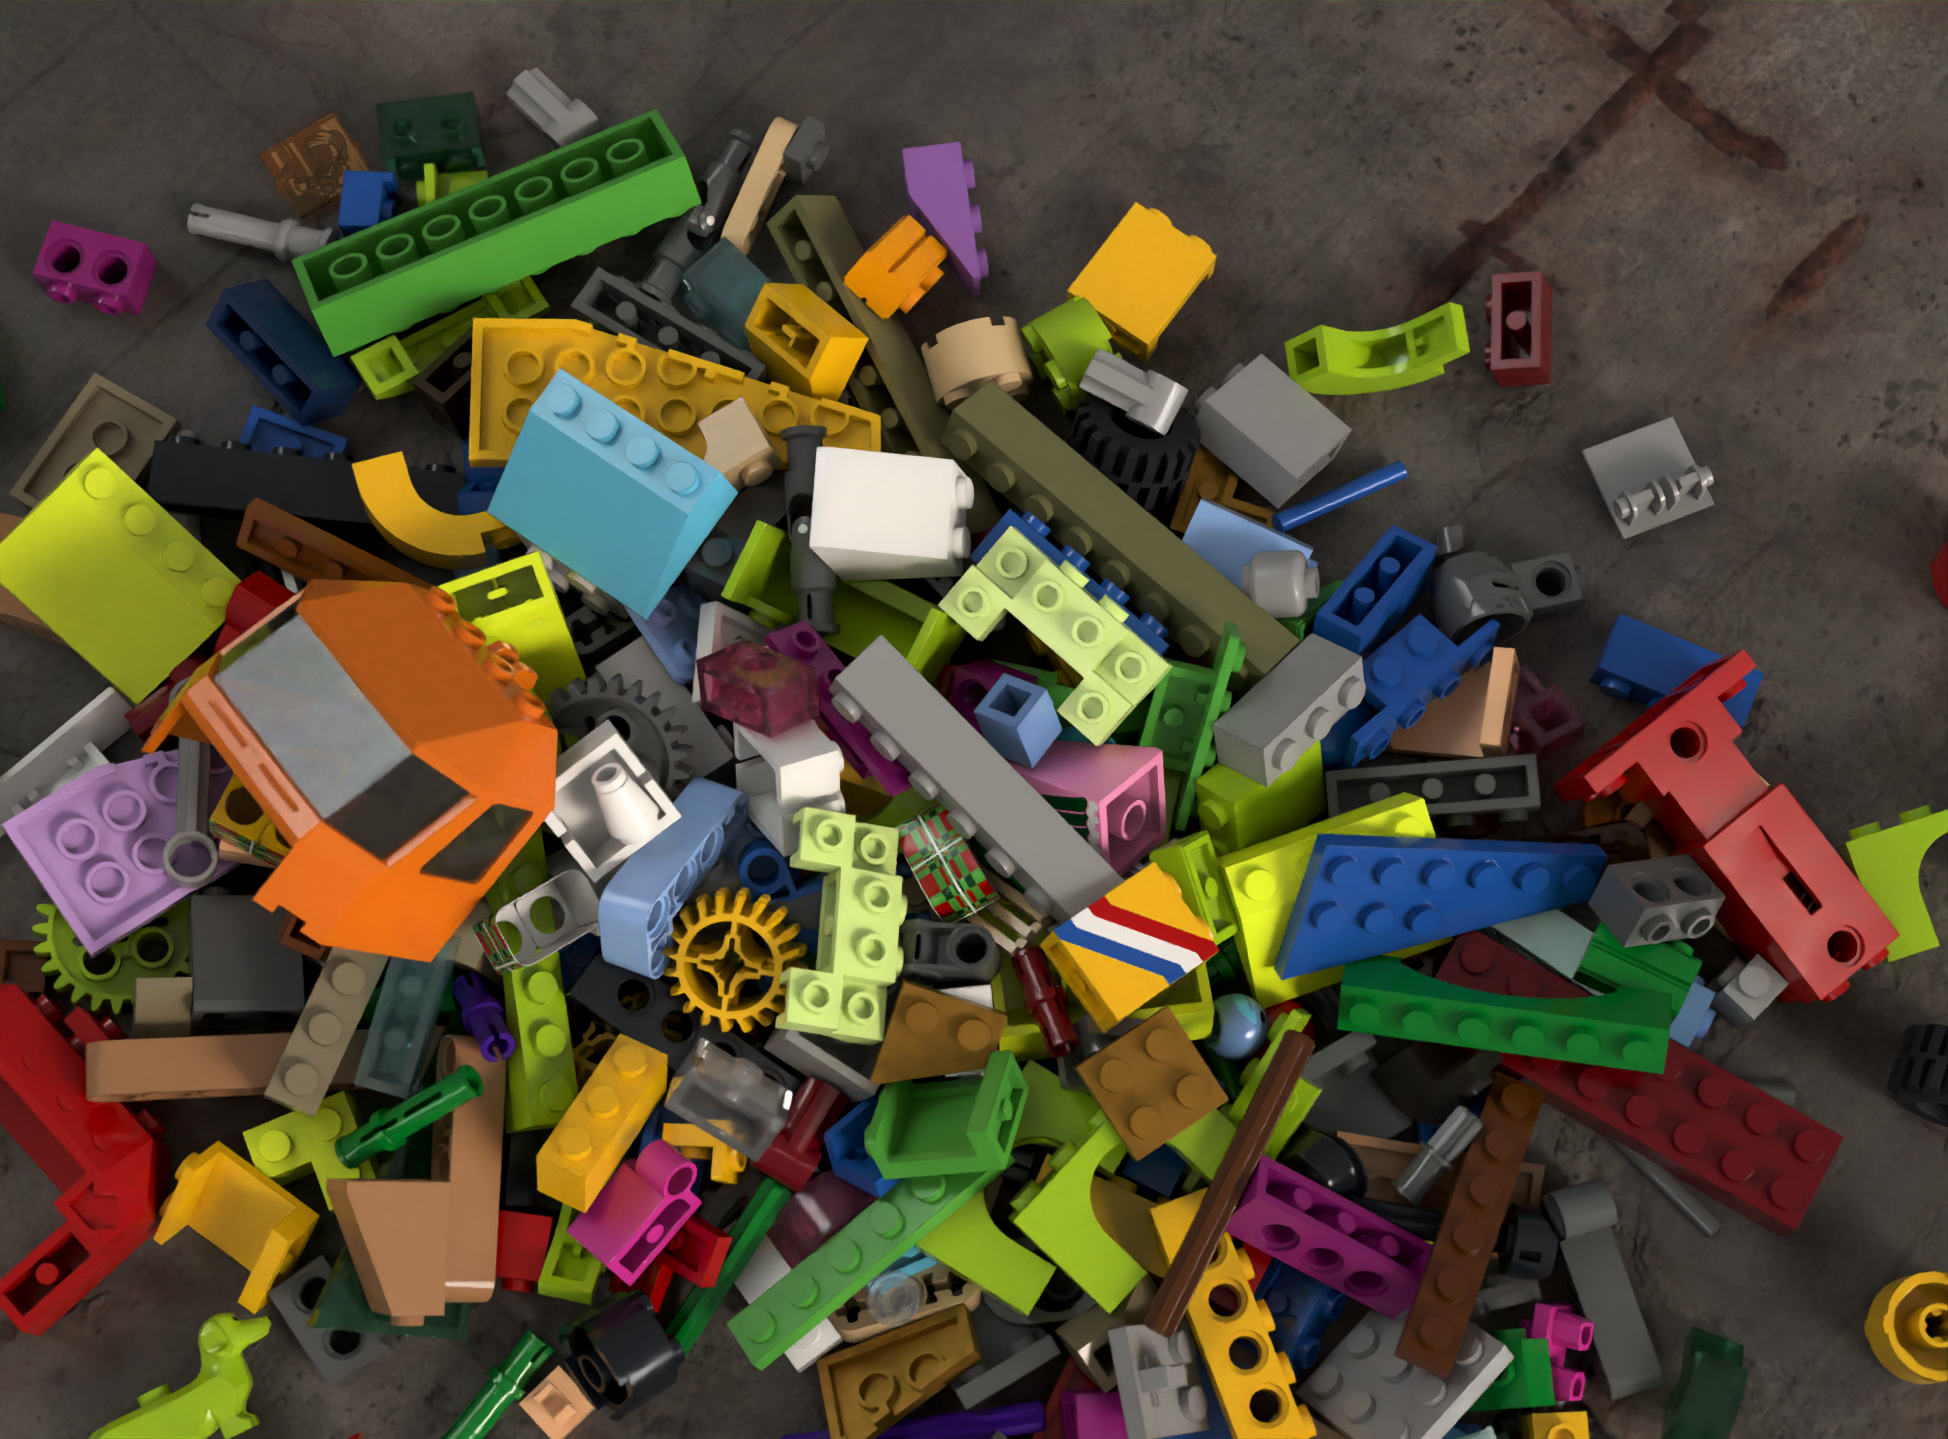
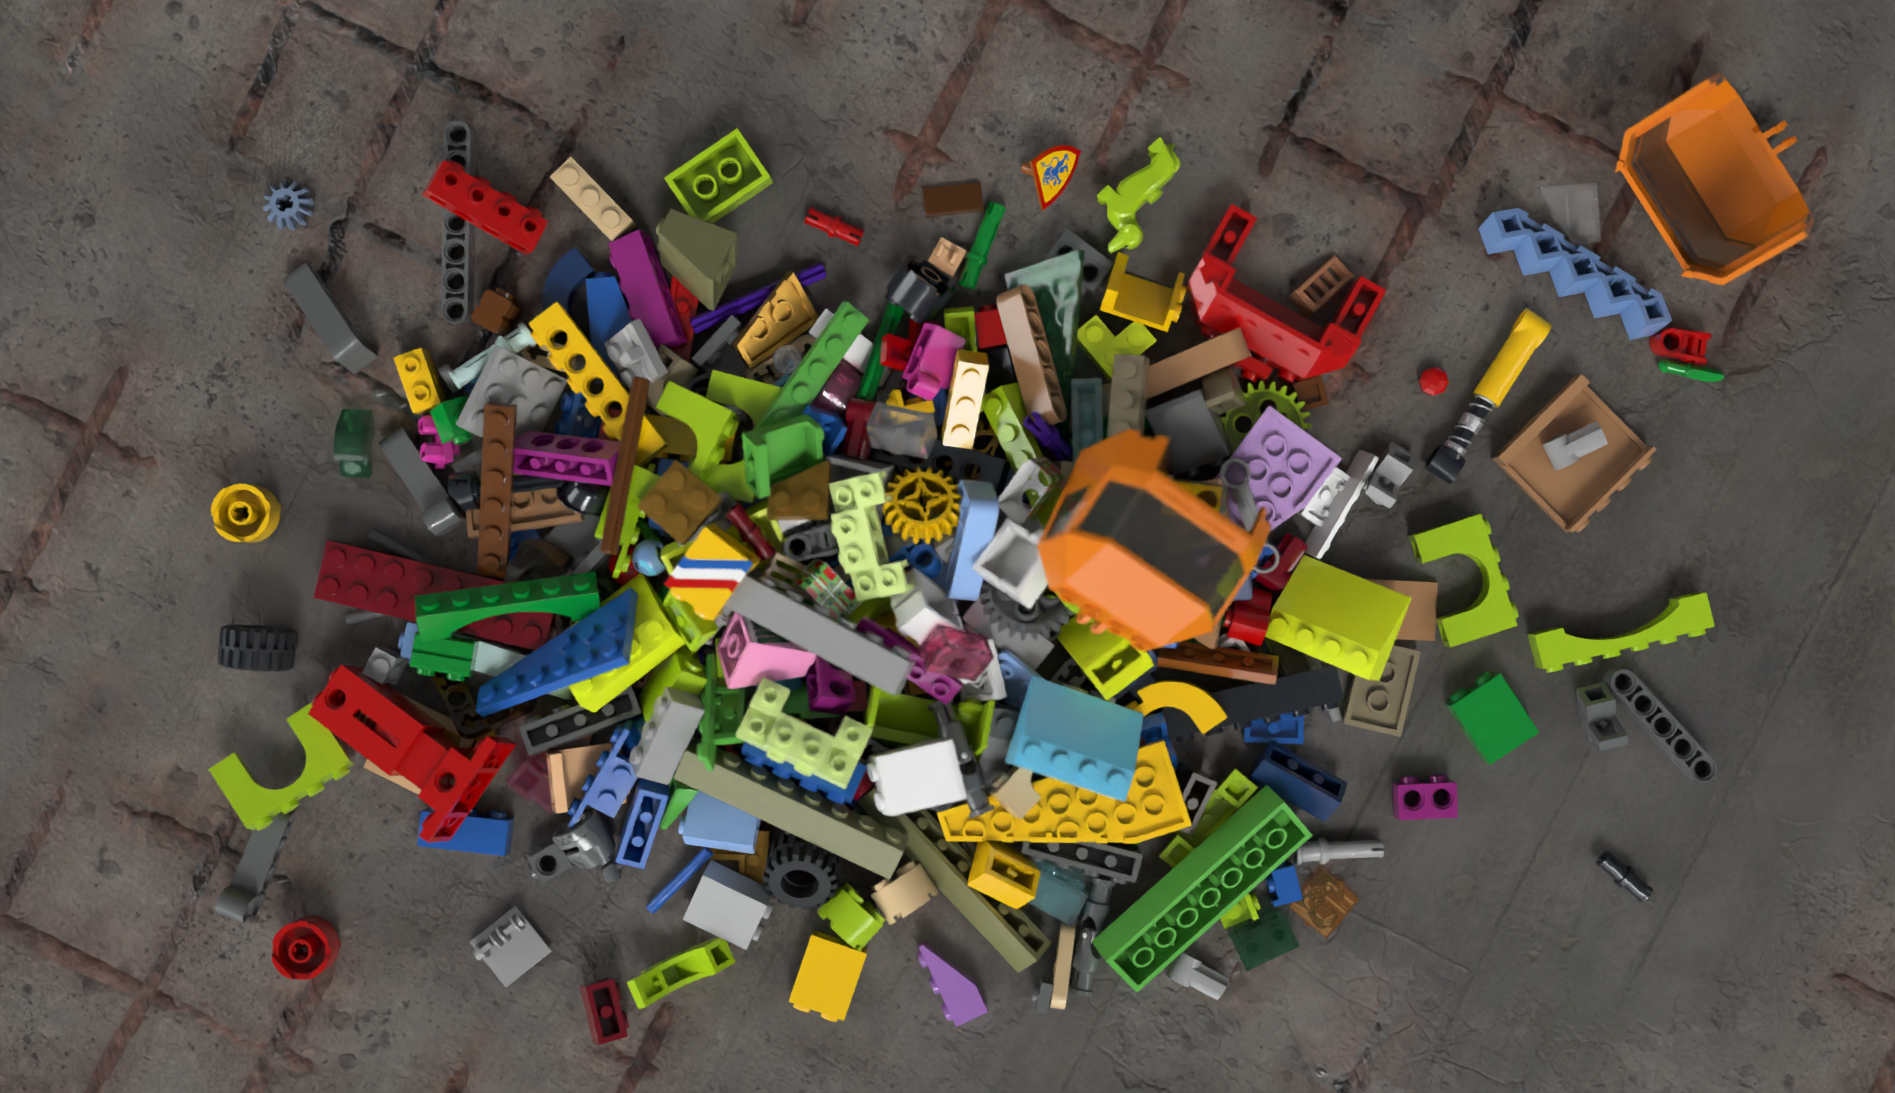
camera: 160 degrees right, 15 degrees up
(390, 1127) = (1089, 351): green pin -> none
(396, 1242) = (1051, 306): medium nougat slope -> none
(625, 806) = (1001, 560): white cone -> none
(897, 268) = (967, 936): light orange brick -> none
(1018, 720) = (809, 678): medium blue brick -> none
(1143, 395) = (800, 895): light grey piece -> none
(1280, 582) = (694, 809): light grey head -> none
(1438, 1155) = (524, 521): dark grey axle -> none
(1656, 900) = (441, 691): dark grey brick -> none

